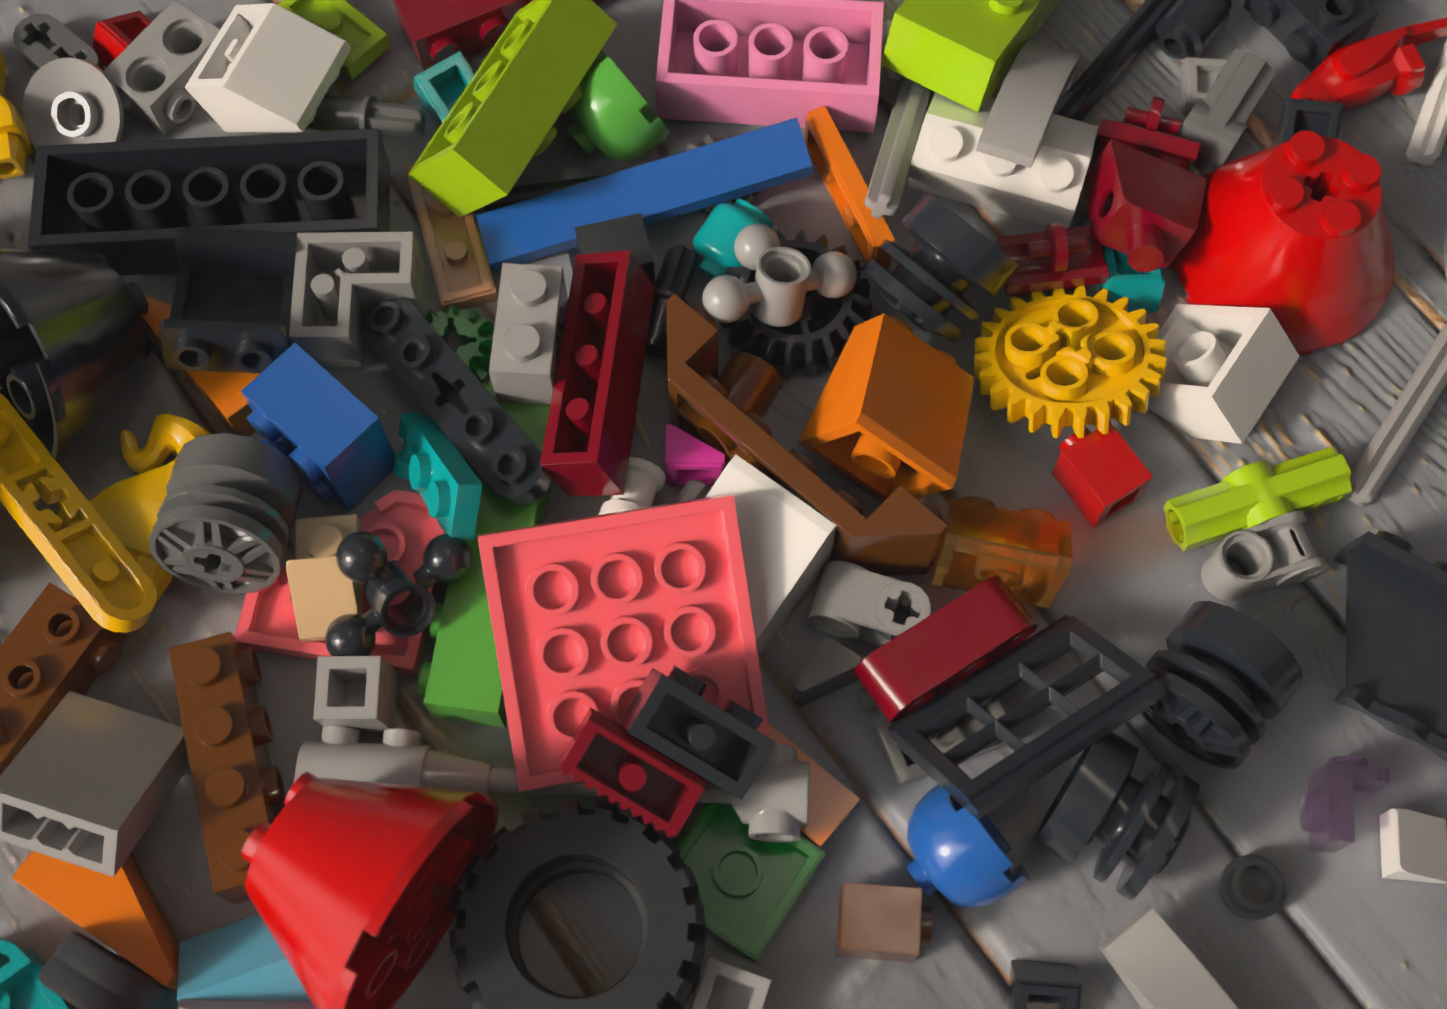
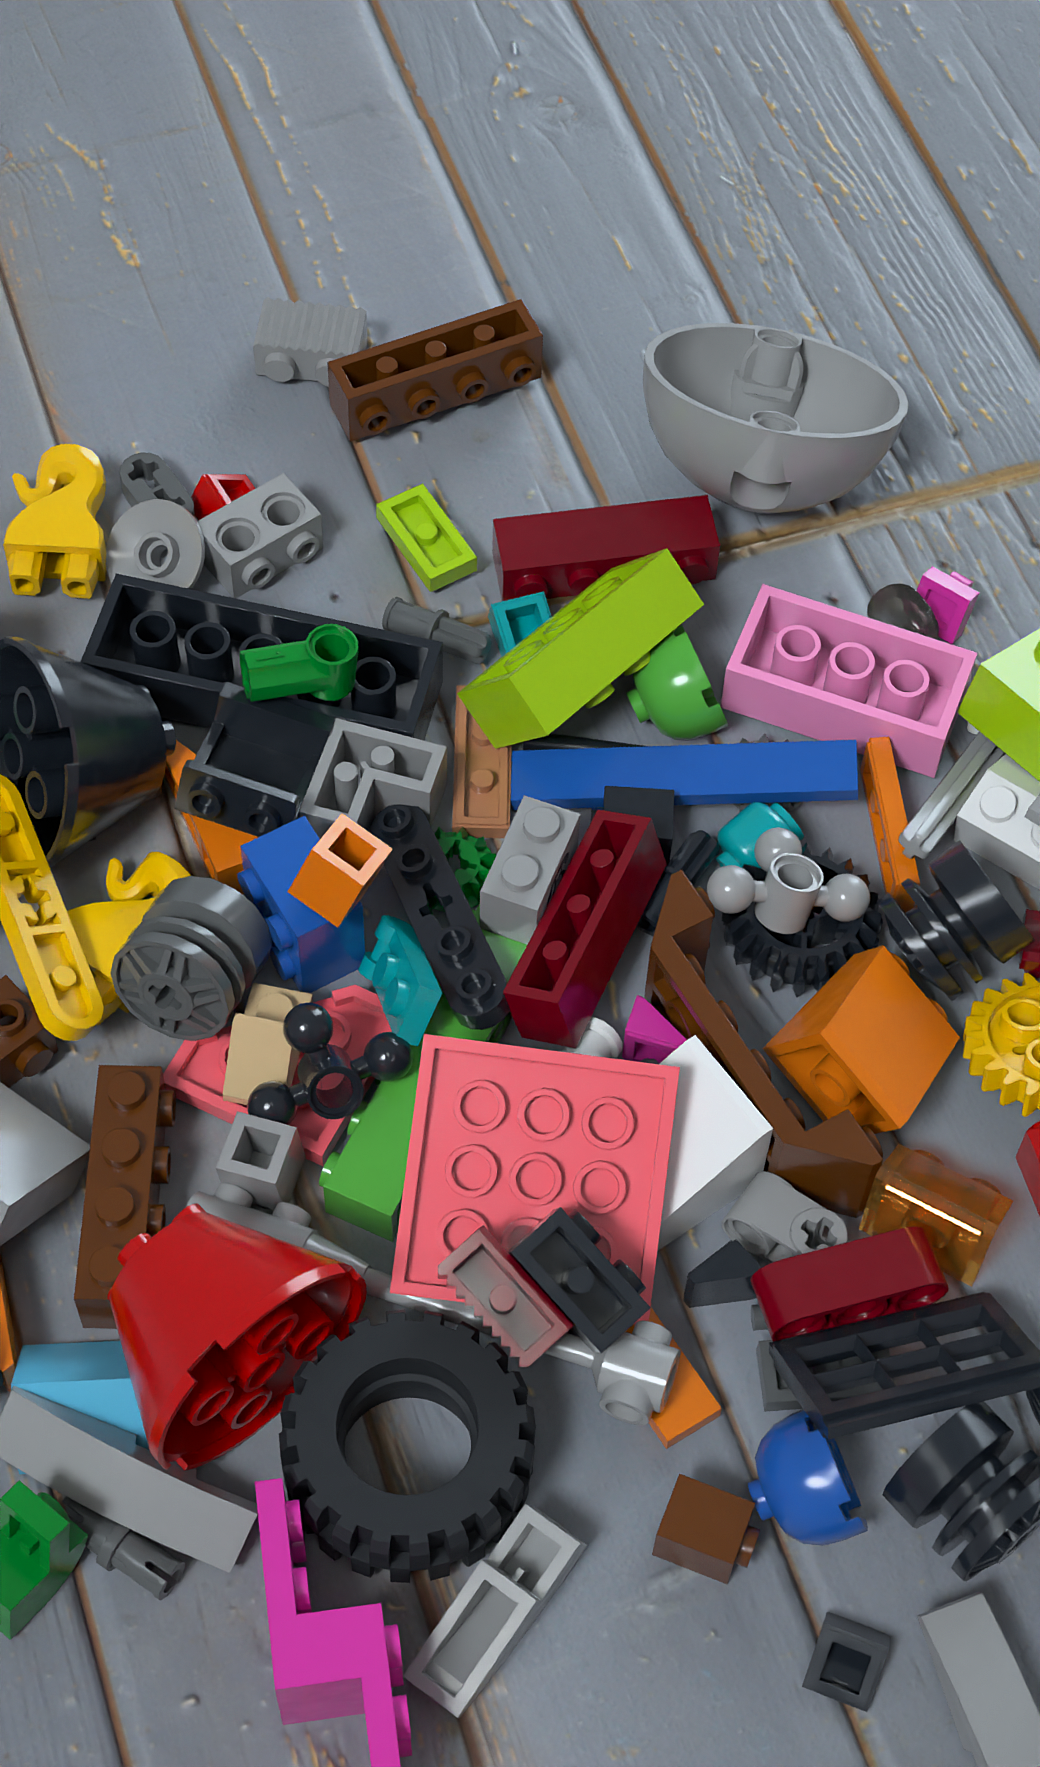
camera: 15 degrees right, 10 degrees down
(248, 191) = (319, 665): none -> green piece
(267, 70) = (352, 561): white slope -> none
(345, 392) = (339, 870): none -> orange brick
(745, 881) = (582, 1452): green tile -> none
(750, 383) = (735, 981): reddish brown brick -> none

